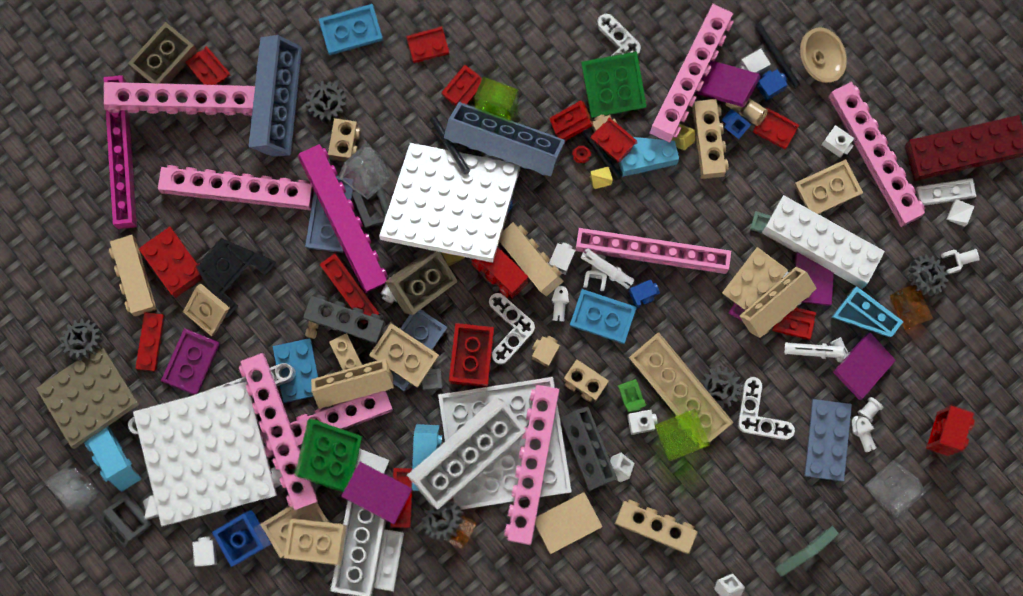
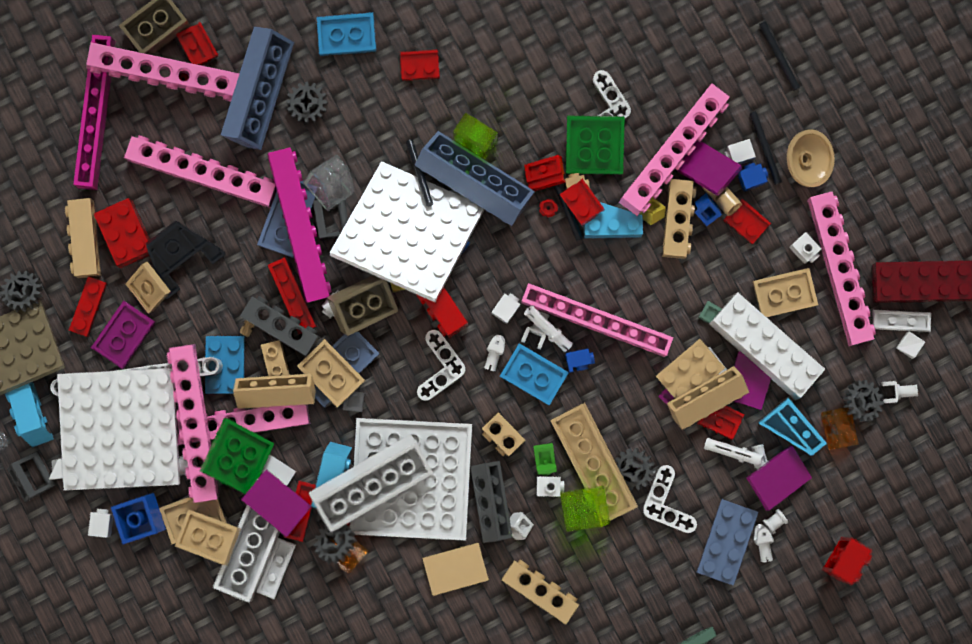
camera: 15 degrees right, 5 degrees up
(339, 140) = (311, 144): tan brick -> none
(462, 87) = (445, 115): red plate -> none
(471, 355) = (397, 386): red brick -> none
(530, 259) = (474, 304): tan brick -> none
(545, 350) = (470, 396): tan brick -> none
(549, 396) = (411, 573): bright pink brick -> none
(601, 178) = (562, 236): light yellow slope -> none
(895, 488) = (782, 603): clear slope -> none

